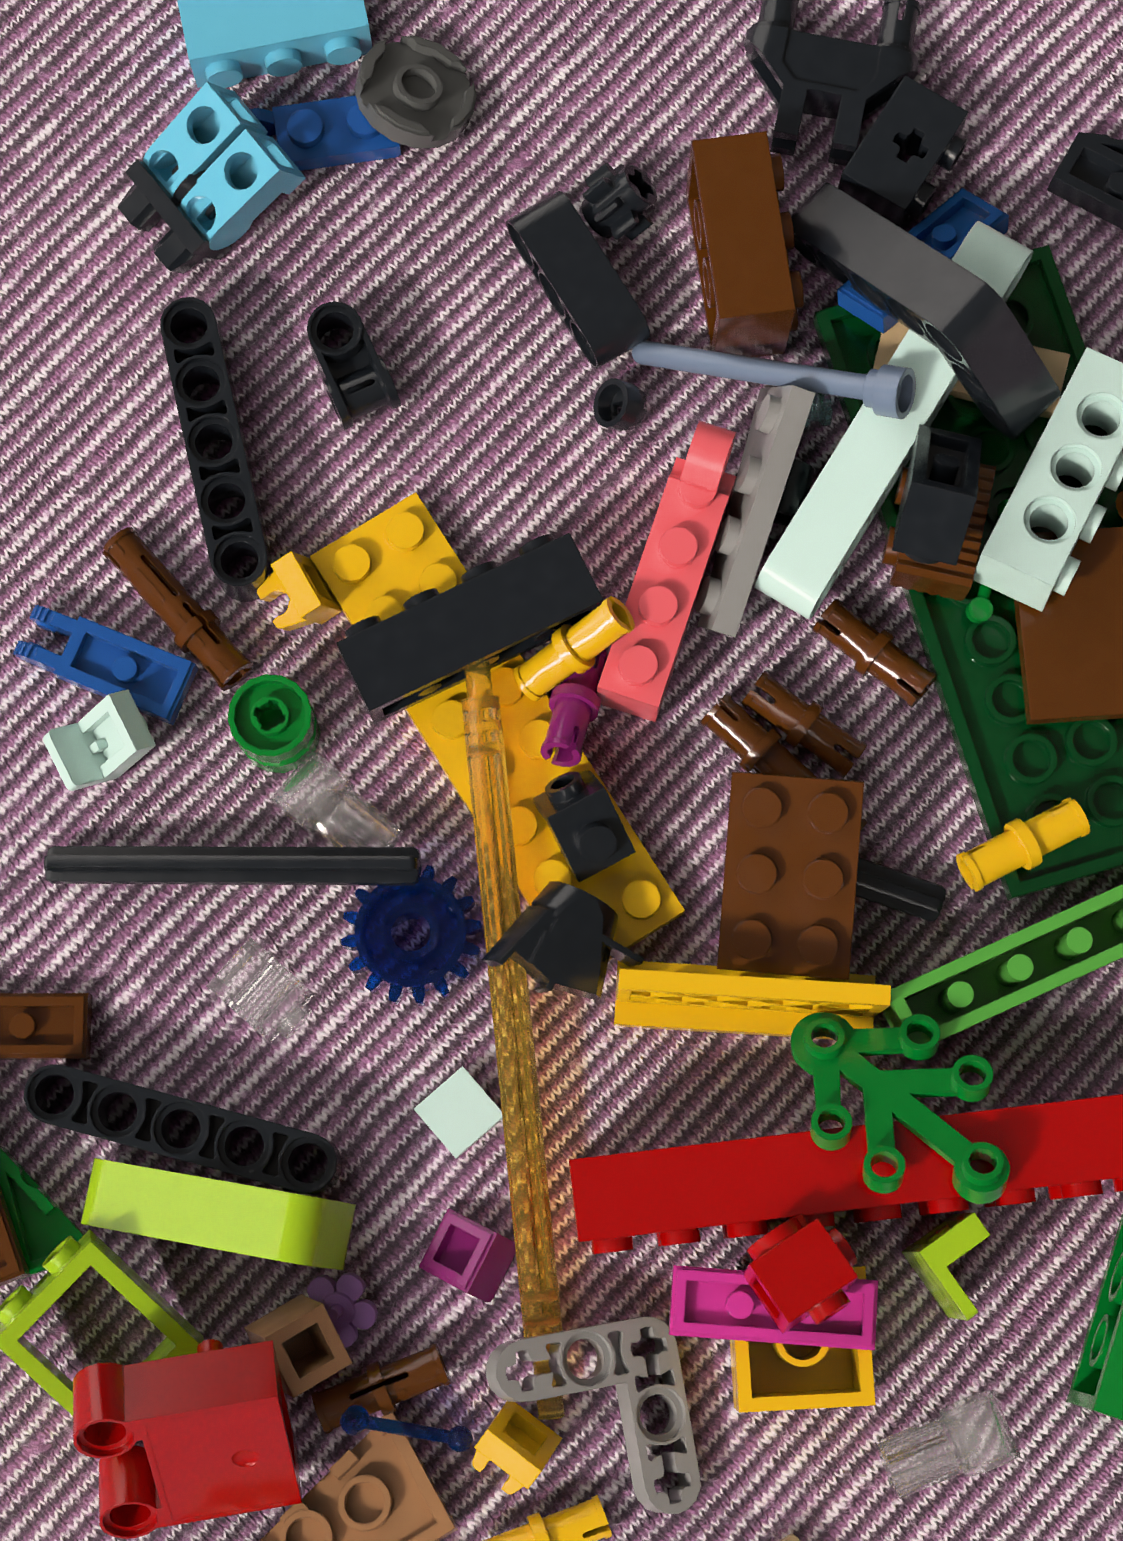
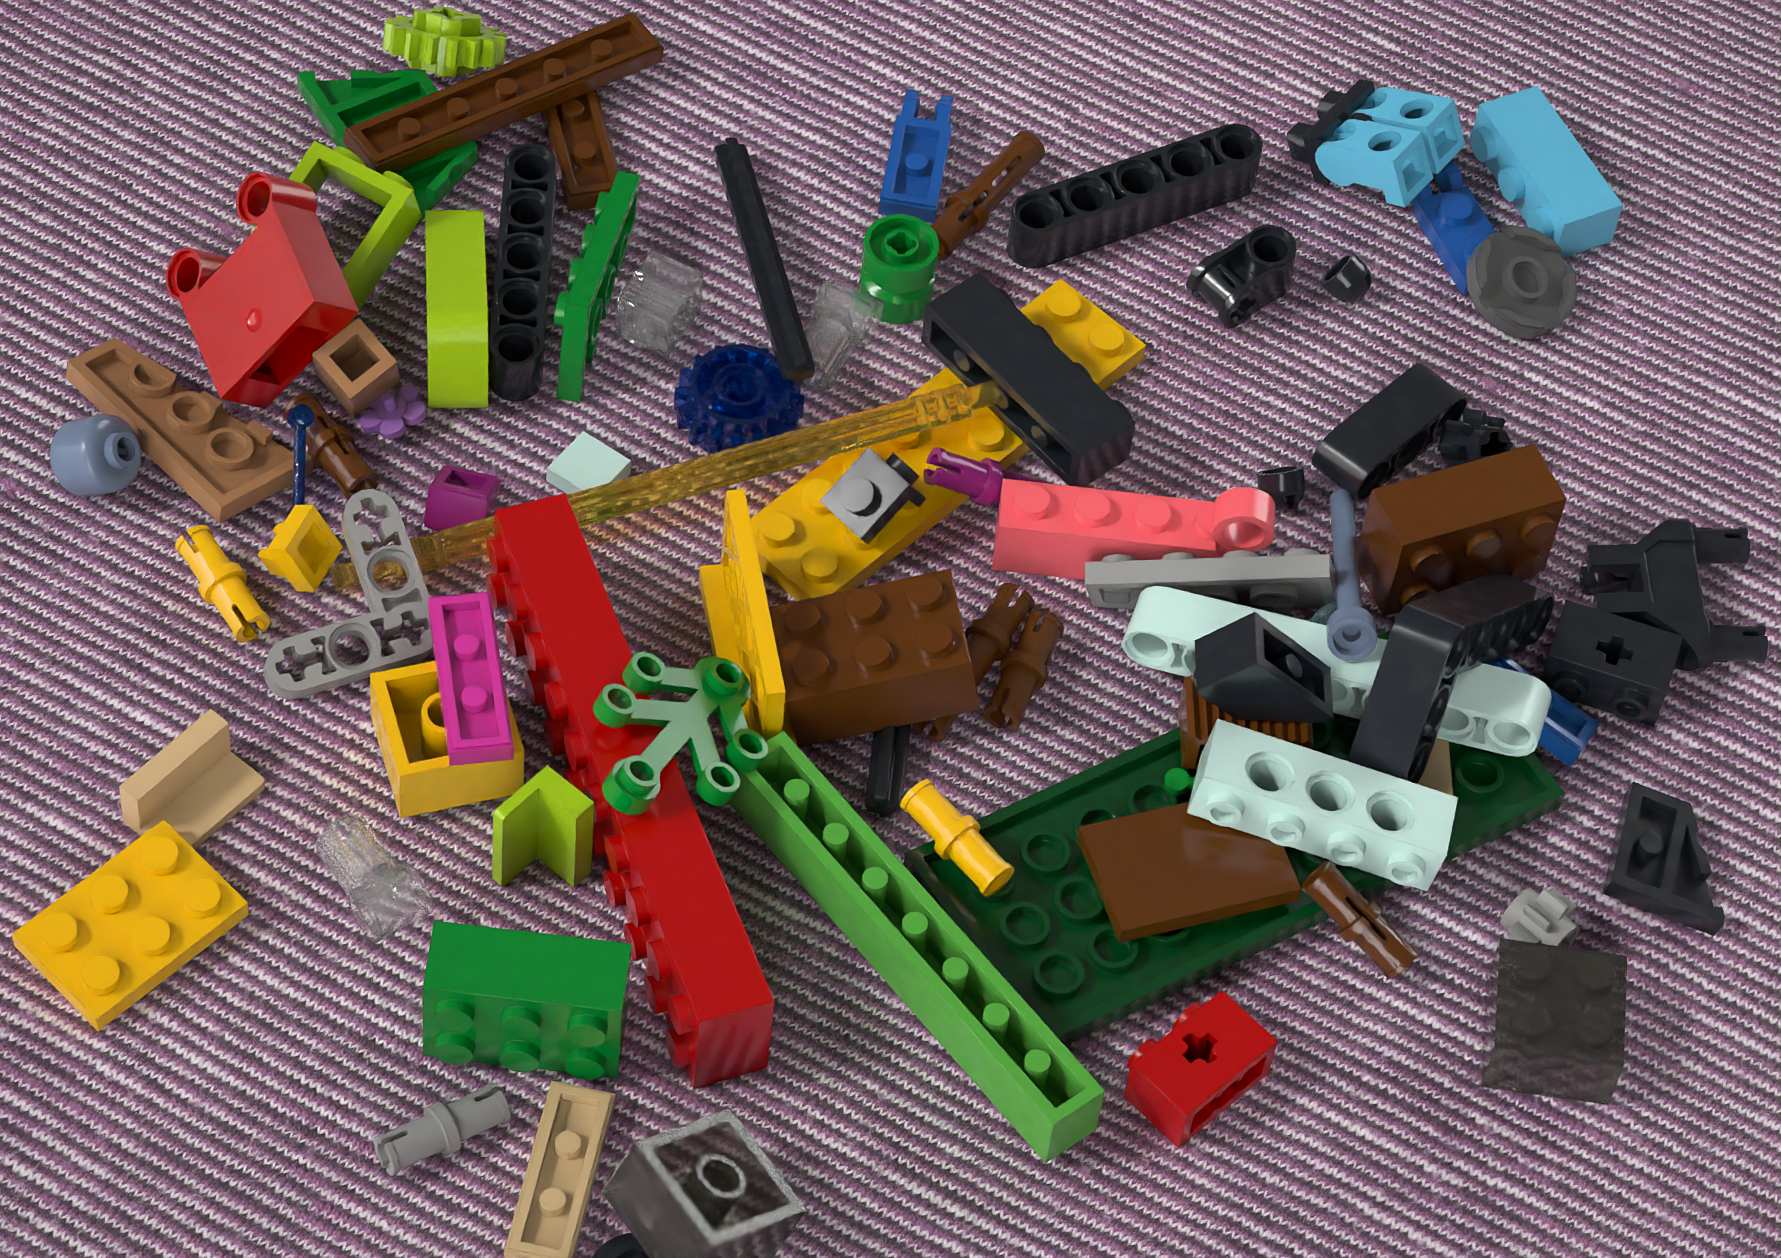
camera: 70 degrees right, 25 degrees down
(101, 743) = (838, 157): light aqua bracket -> none
(231, 1060) = (593, 281): none -> green wing
(308, 593) = (1026, 271): yellow tile -> none
(361, 256) = (1348, 279): none -> black hinge
(564, 942) = (773, 490): black piece -> none
(573, 648) = (1034, 458): yellow pin -> none
(801, 1272) = (505, 663): red brick -> none
(874, 652) = (1110, 715): reddish brown pin -> none

